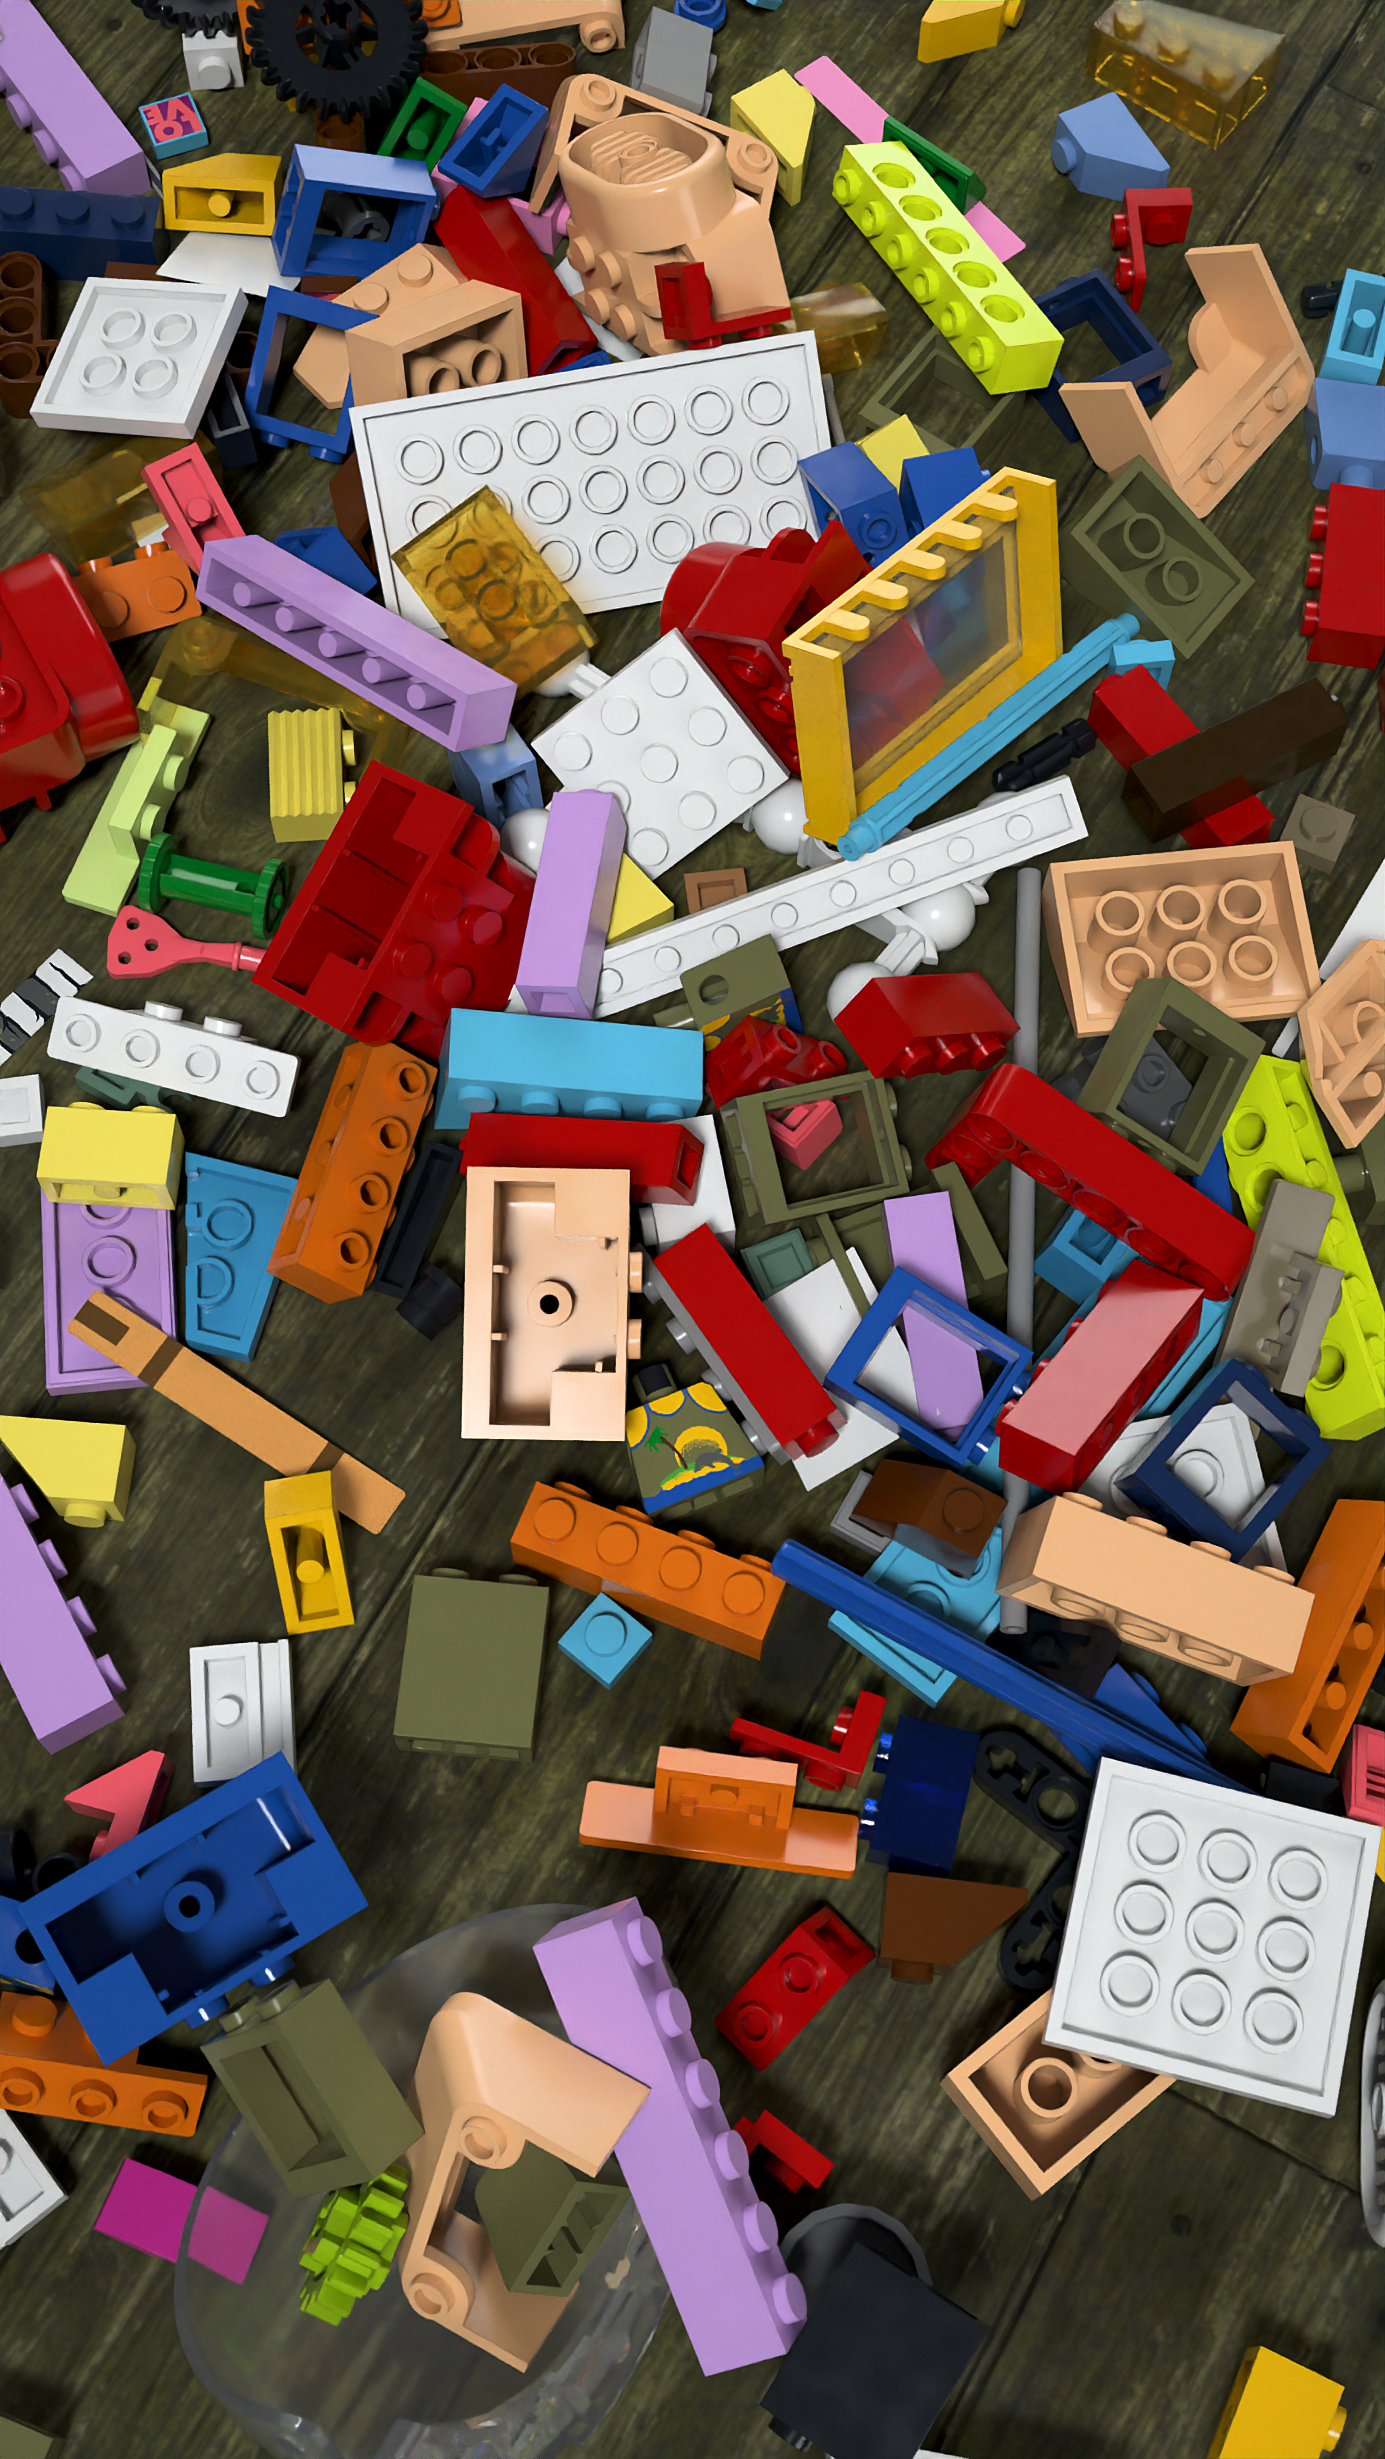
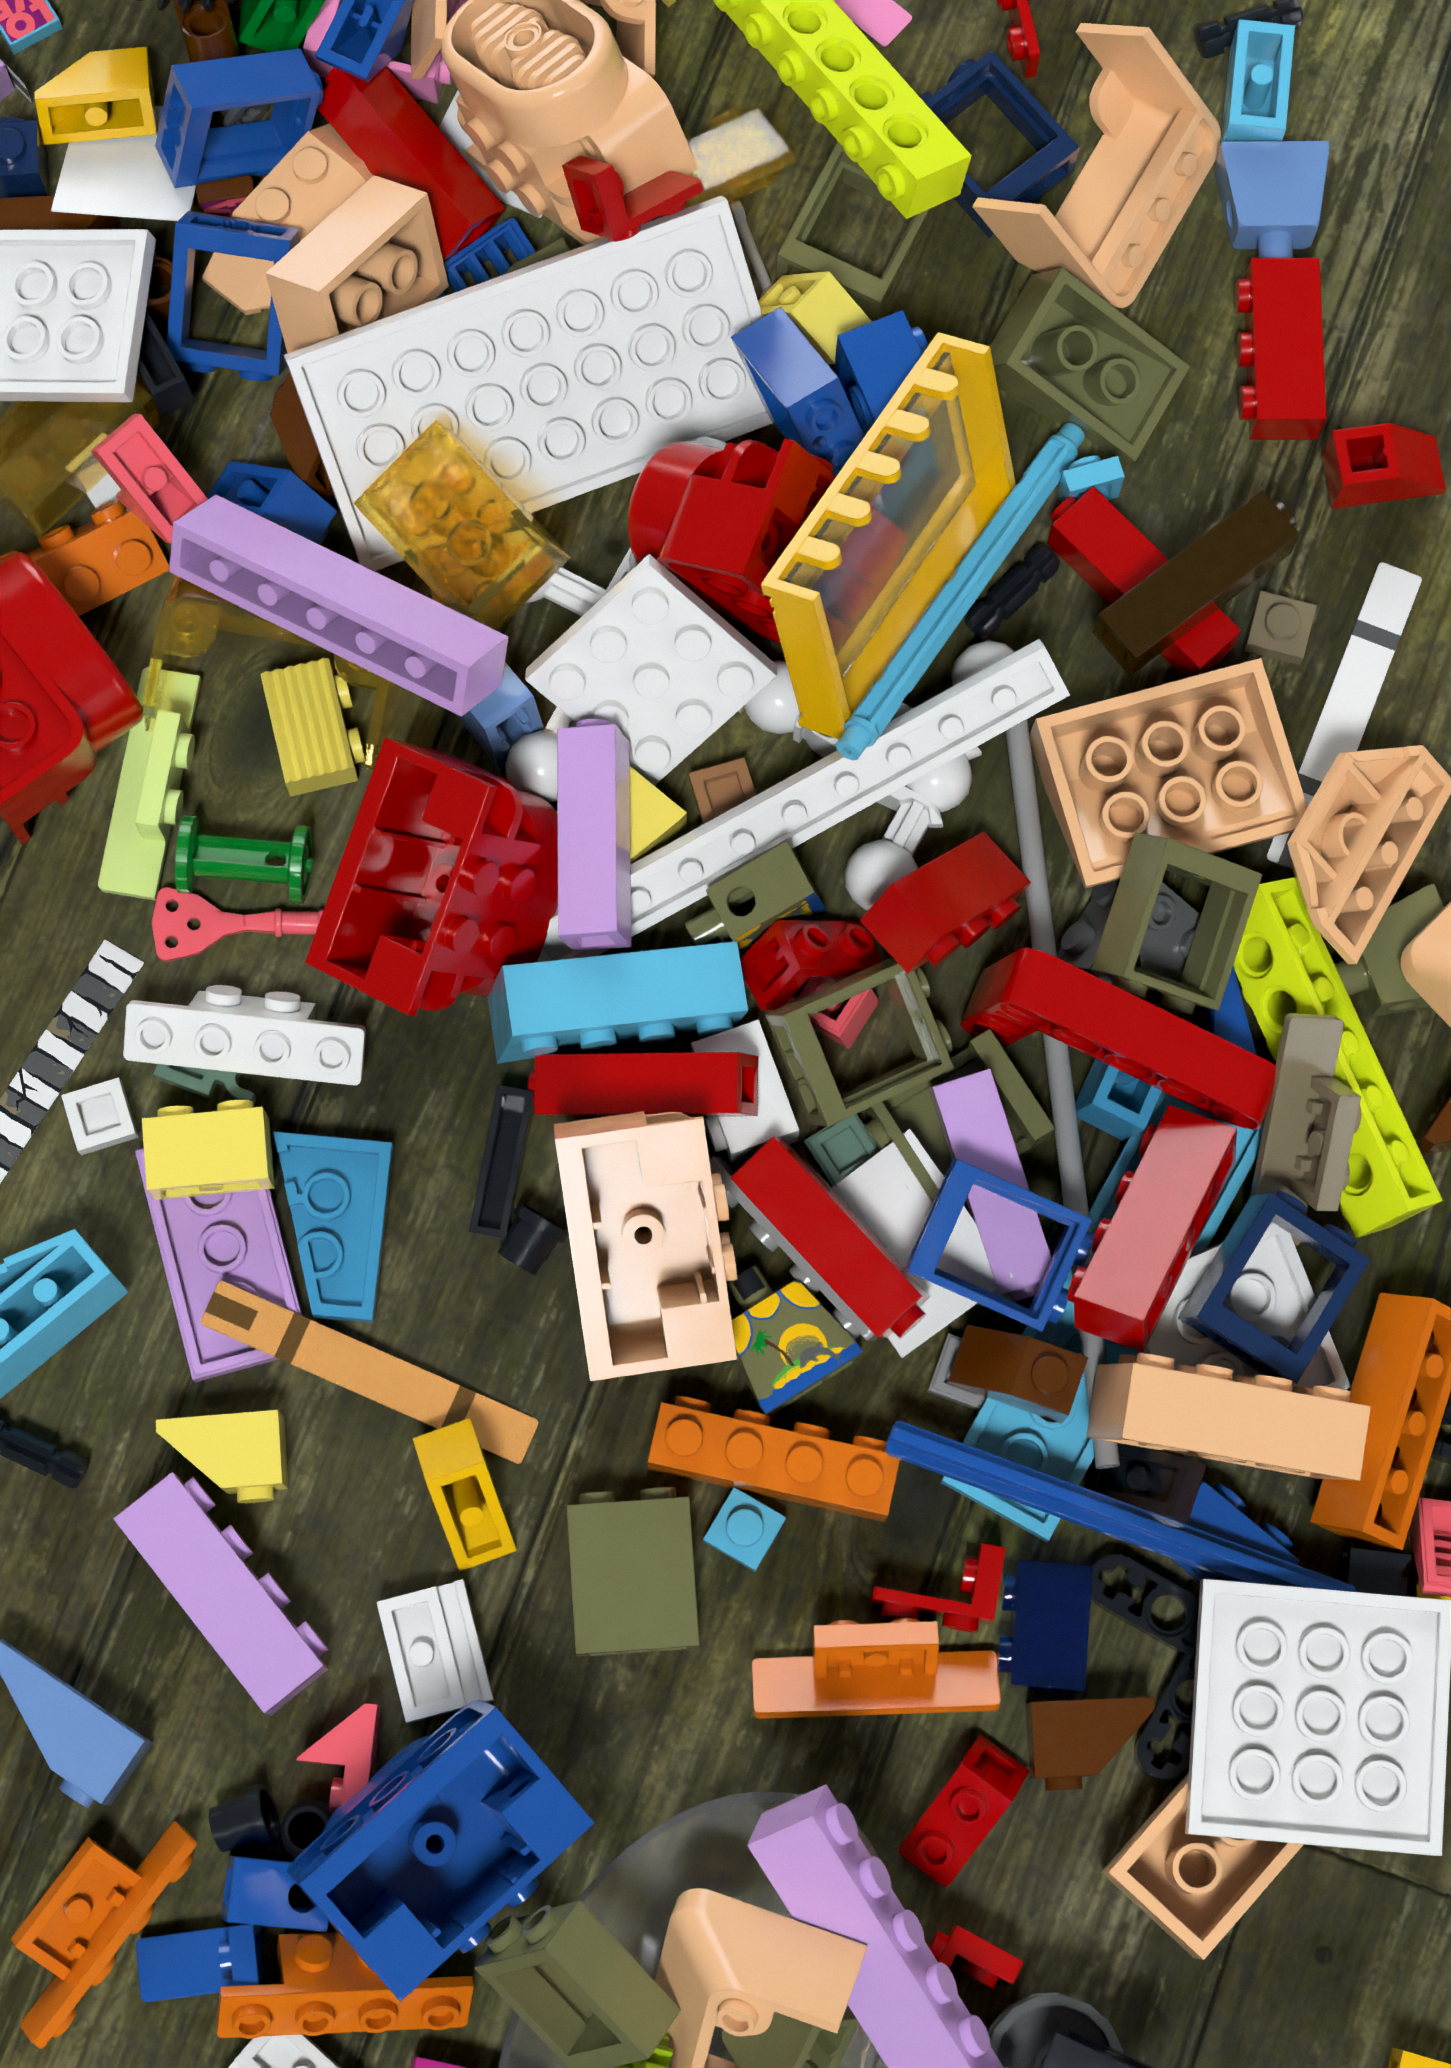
camera: 10 degrees left, 10 degrees up
(353, 1172) = (434, 1128): orange brick -> none

